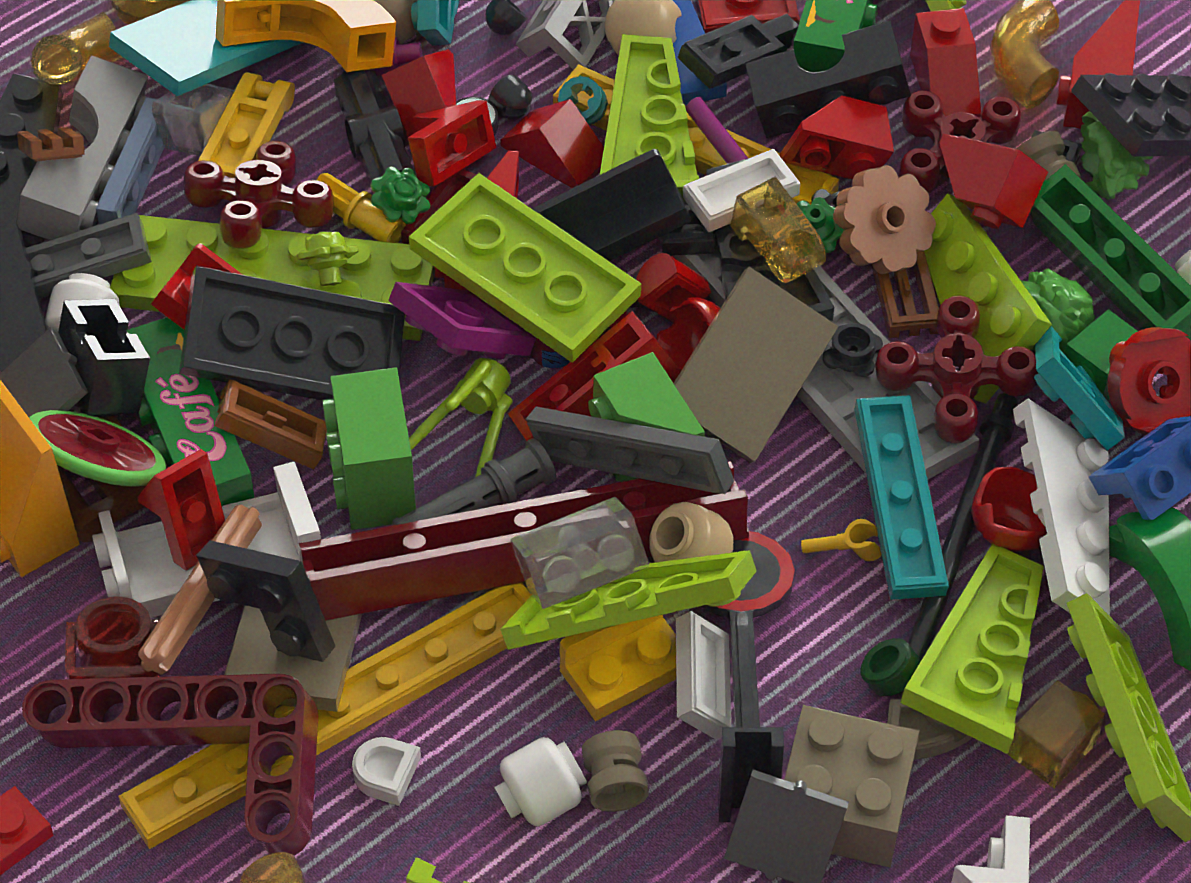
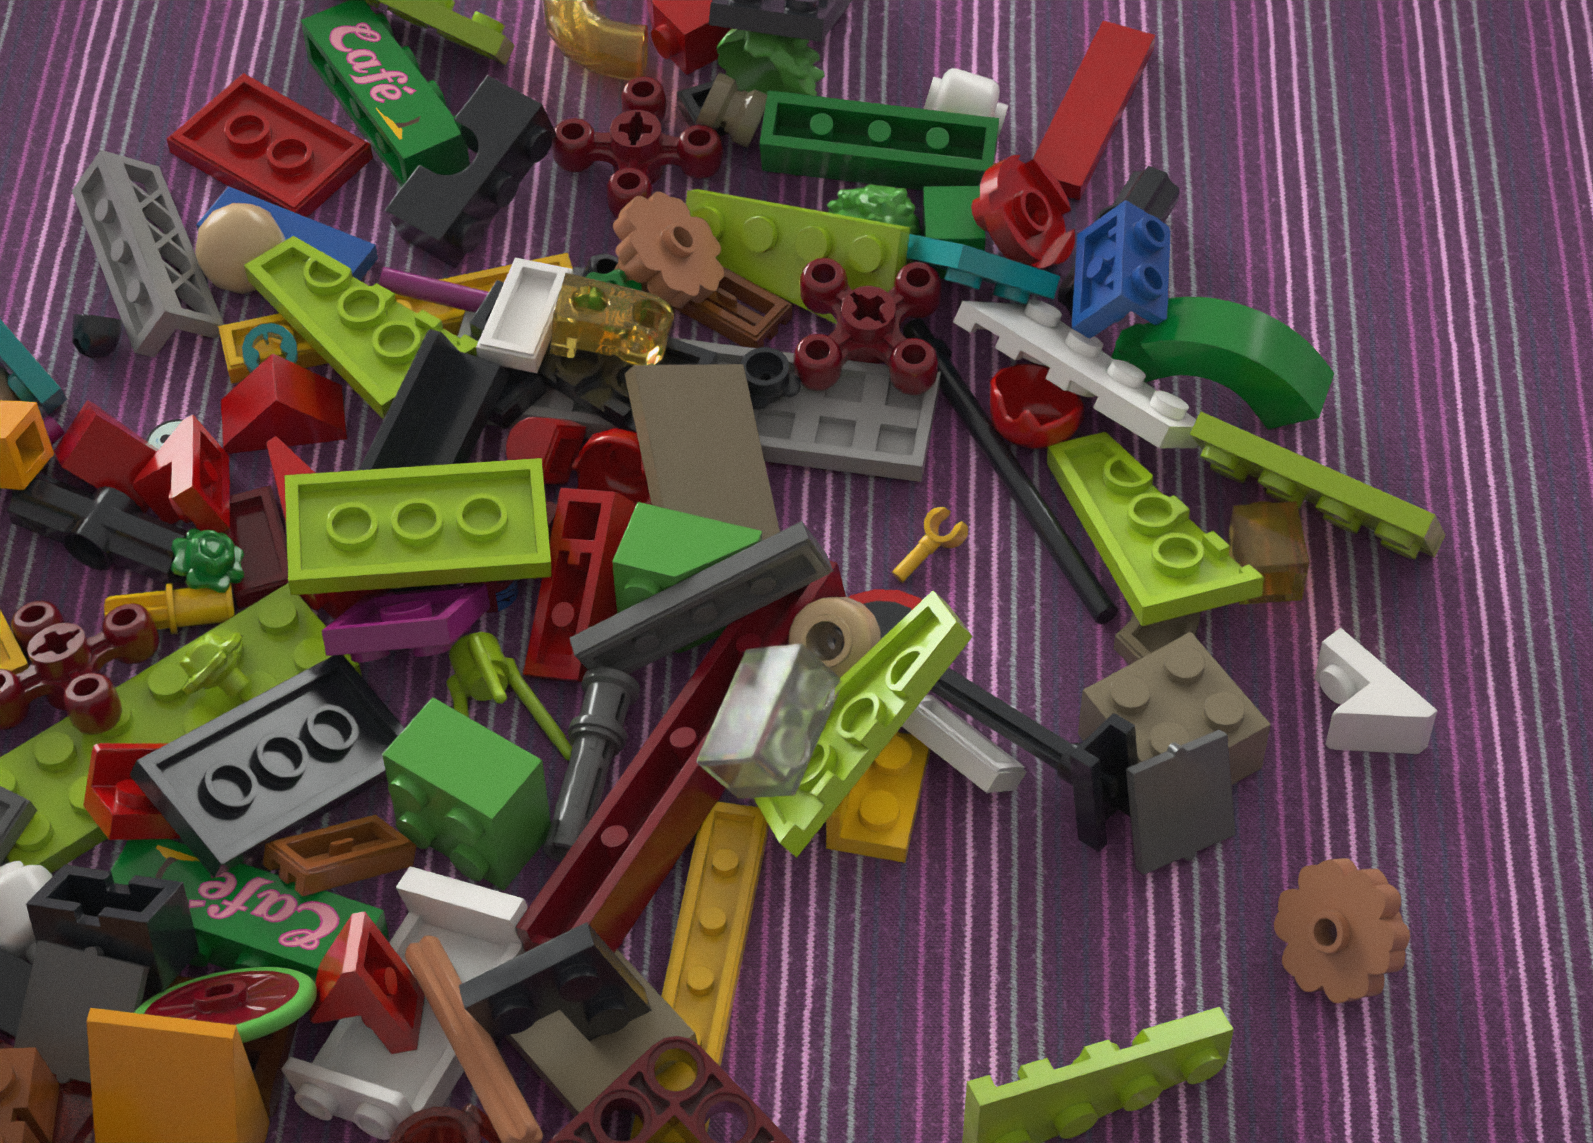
camera: 45 degrees left, 0 degrees up
(385, 768) = (790, 1058): white tile -> none
(511, 97) = (197, 398): black hinge -> none
(540, 781) = (938, 944): white head -> none
(615, 779) = (984, 882): dark tan wheel -> none
(724, 51) = (355, 206): black hinge -> none
(842, 139) = (545, 212): red slope -> none
(889, 666) = (1087, 609): dark green tile -> none
(900, 497) = (941, 466): teal tile -> none
(947, 59) = (549, 77): red slope -> none
(992, 180) = (720, 148): red slope -> none

